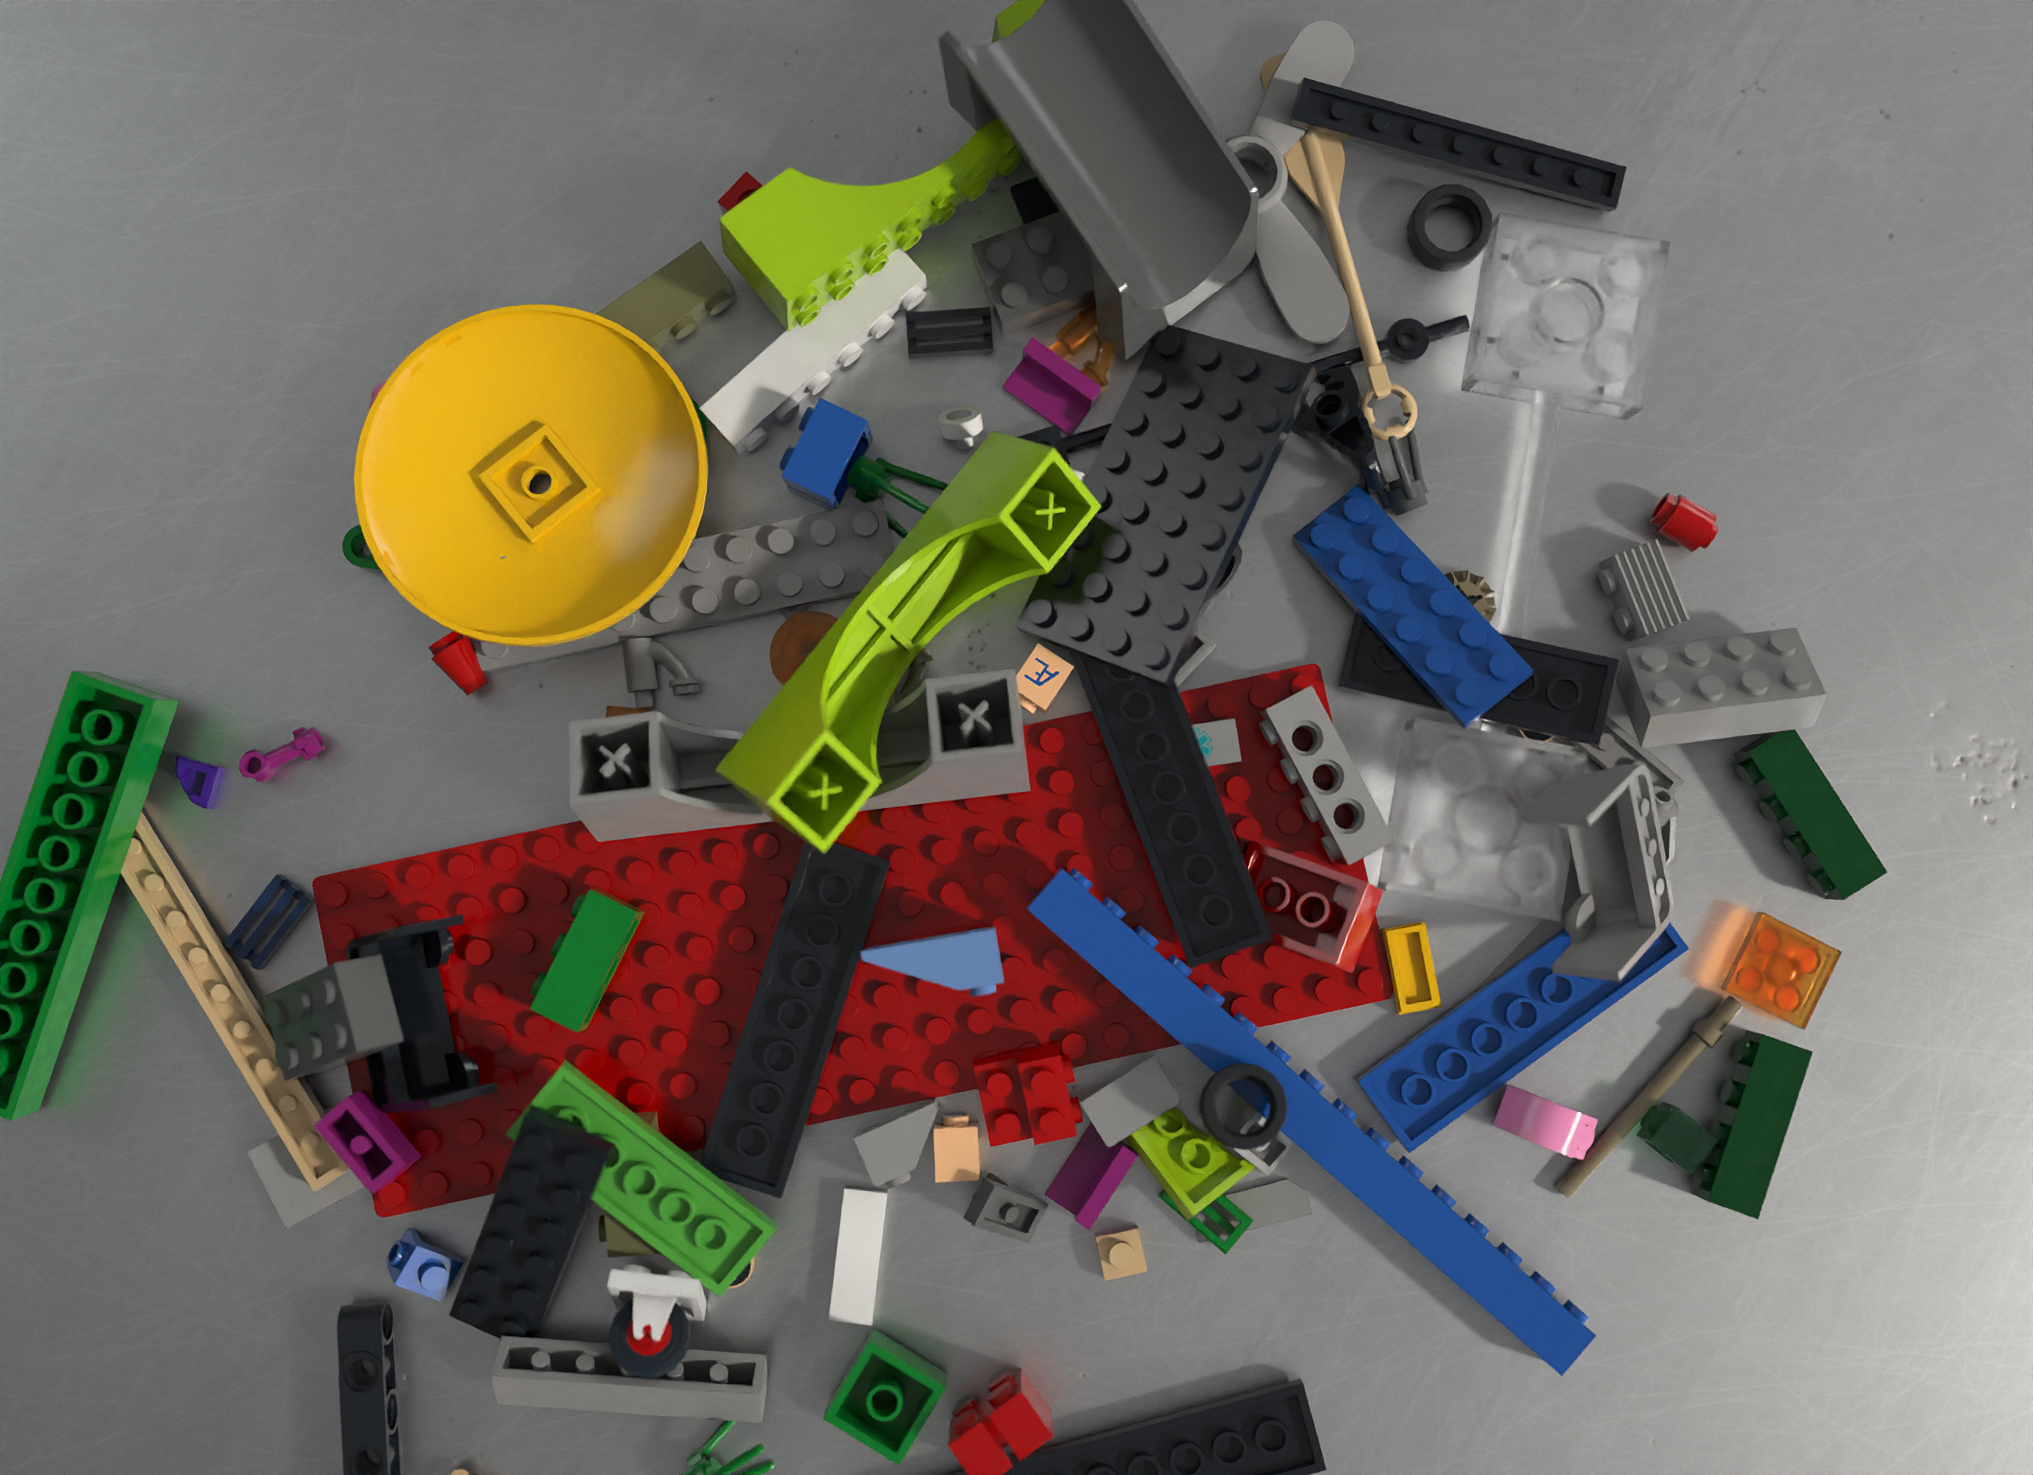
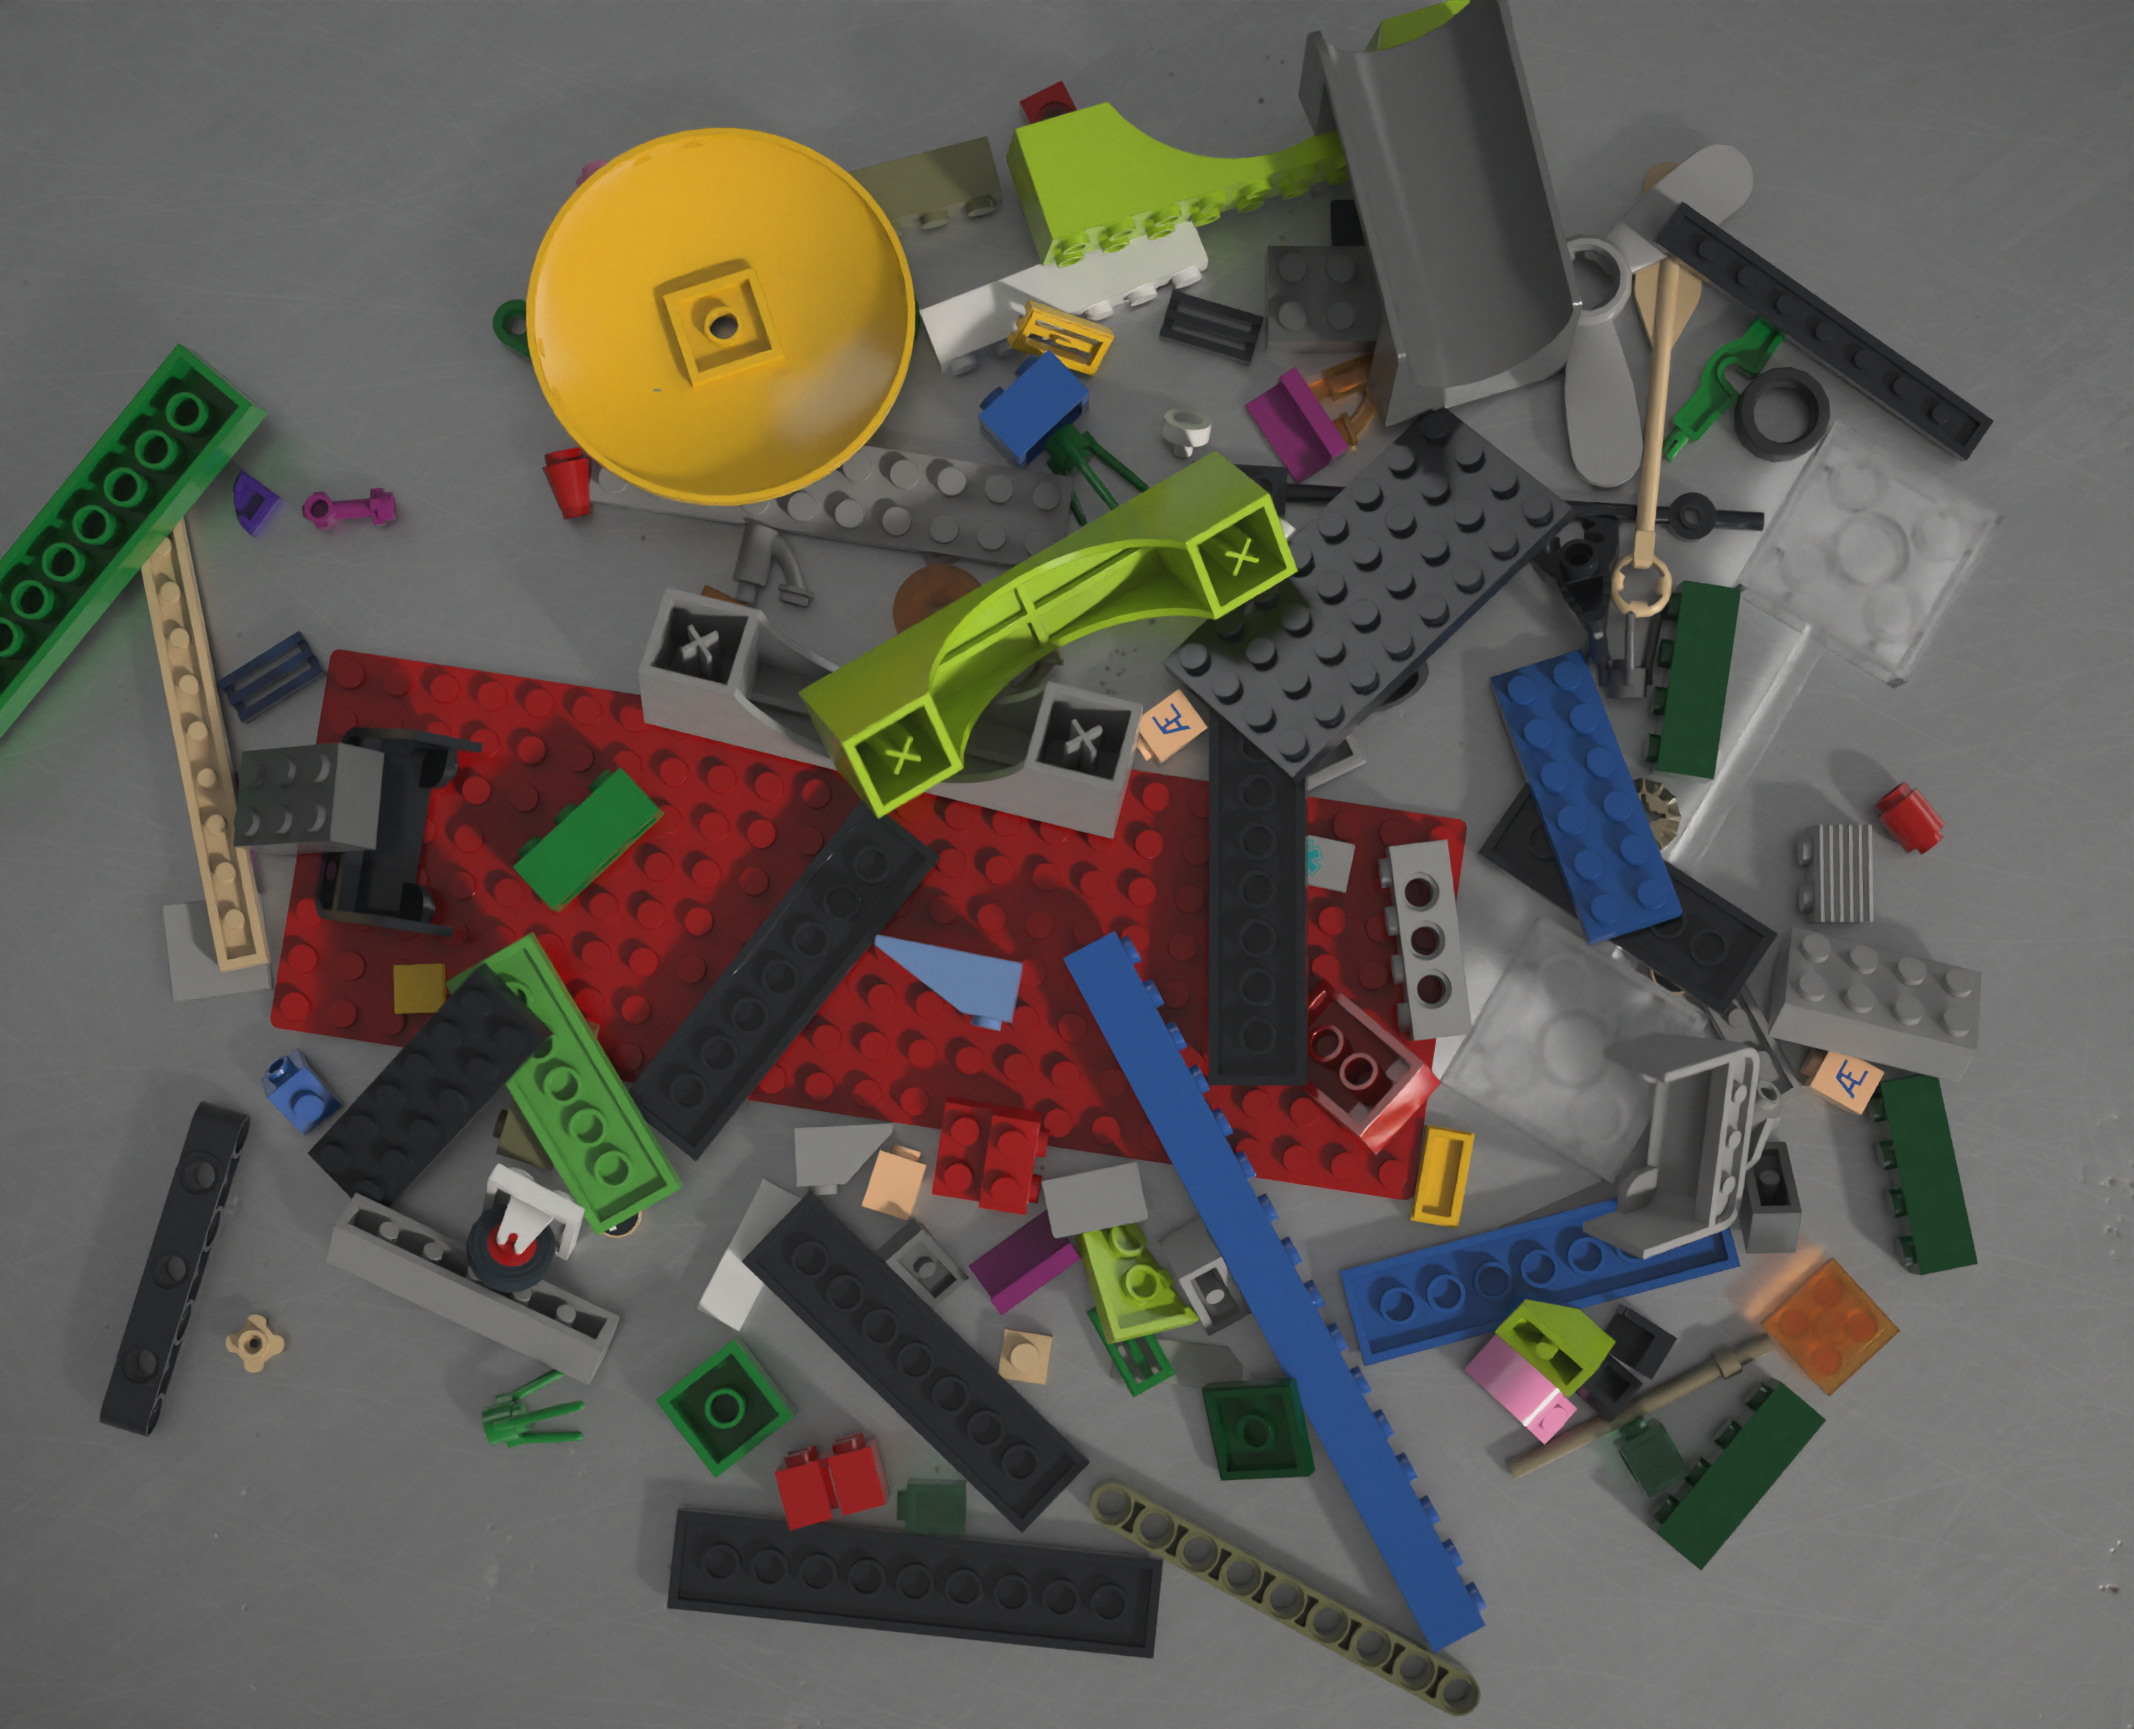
camera: 25 degrees right, 0 degrees up
(367, 1141) = (296, 939): magenta brick -> none
(489, 1140) = (419, 988): none -> yellow tile
(799, 370) = (1029, 324): none -> yellow tile
(1031, 1295) = (916, 1361): none -> black plate
(1092, 1411) = (933, 1506): none -> clear green brick
(1275, 1095) = (1213, 1207): black tyre -> none
(1341, 1242) = (1258, 1429): none -> dark green tile
(1385, 229) = (1714, 391): none -> green piece
(1433, 1386) = (1299, 1615): none -> olive beam
(1462, 476) = (1693, 681): none -> dark green brick
(1564, 1073) = (1556, 1342): none -> lime slope
(1618, 1092) = (1609, 1388): none -> black plate
(1626, 1045) = (1638, 1341): none -> black panel
(1697, 888) = (1770, 1203): none -> dark grey slope
(1712, 761) = (1840, 1079): none -> light nougat brick

